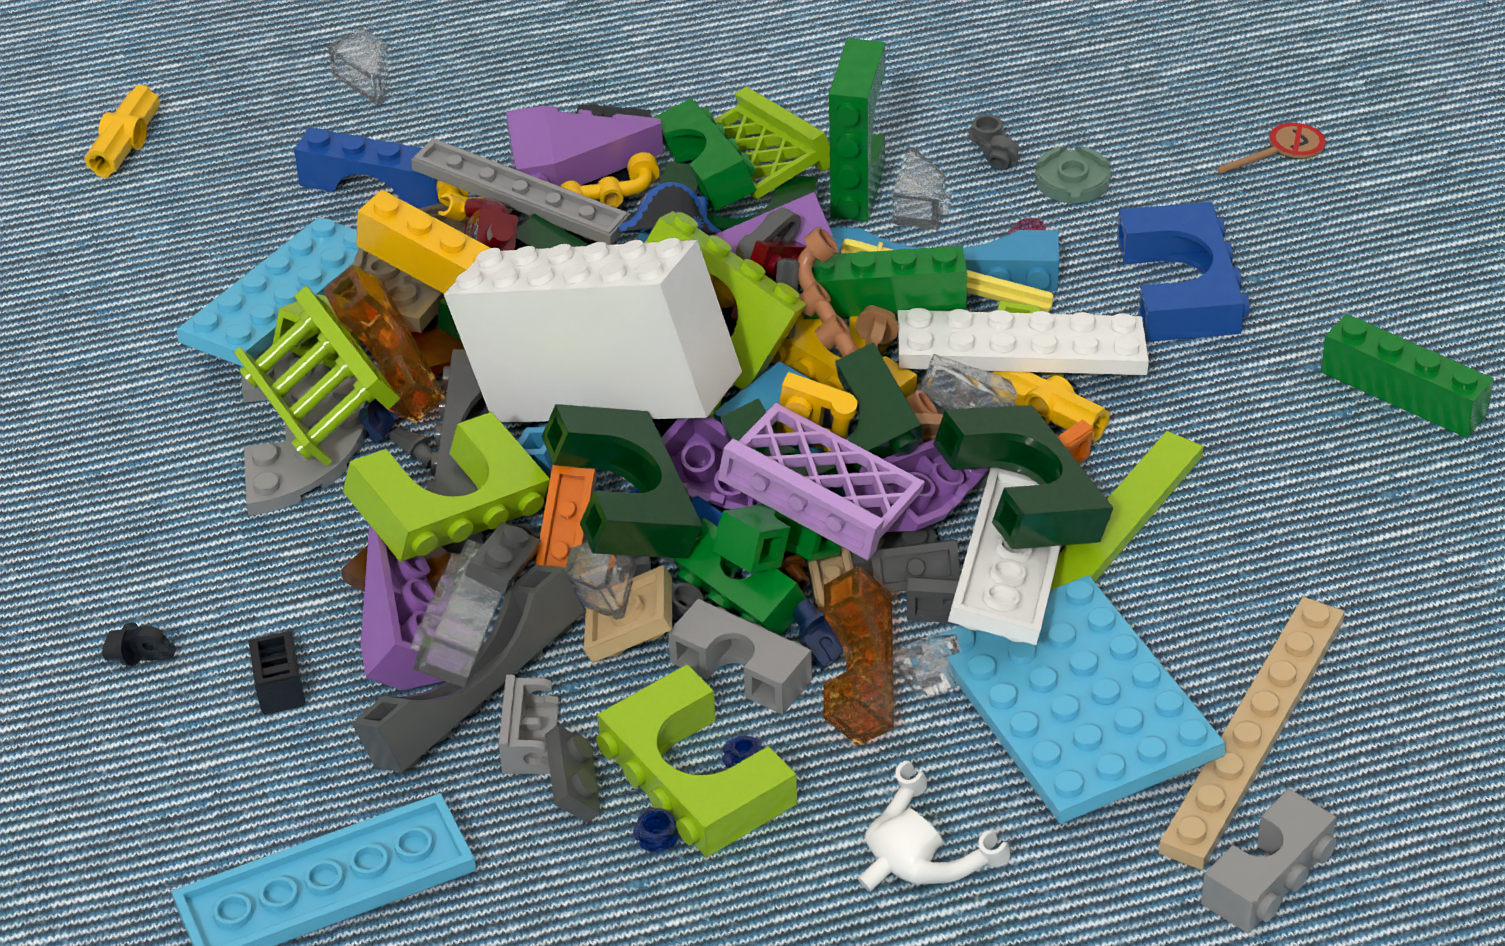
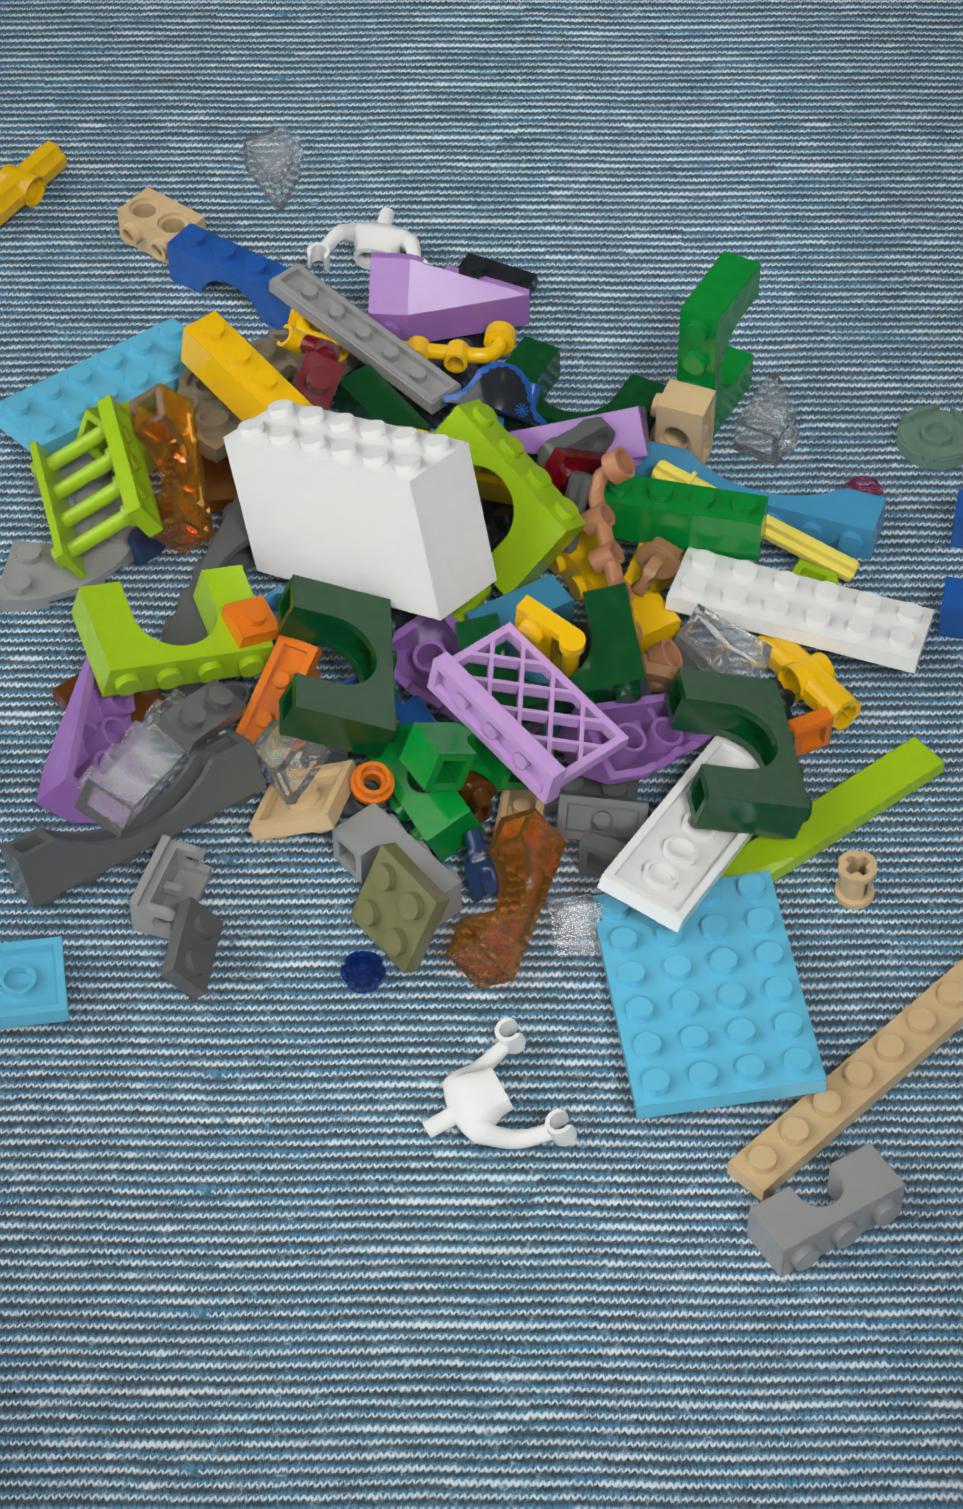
camera: 15 degrees right, 5 degrees up
(269, 137) = (154, 220): none -> tan brick
(413, 445) = (172, 575): dark grey bar -> none
(483, 112) = (366, 238): none -> white piece
(521, 460) = (250, 621): none -> orange plate
(656, 830) = (248, 1016): clear blue plate -> none
(693, 571) = (372, 771): none -> orange plate
(706, 808) = (307, 1015): lime arch -> none
(718, 163) = (572, 353): green arch -> none
(762, 686) = (399, 907): none -> olive plate
(776, 127) = (647, 326): lime fence -> none
(847, 197) = (685, 418): none -> tan brick
(984, 128) = (866, 371): dark grey plate -> none
(1001, 152) = (870, 398): dark grey plate -> none
(1169, 571) = (856, 874): none -> tan bush

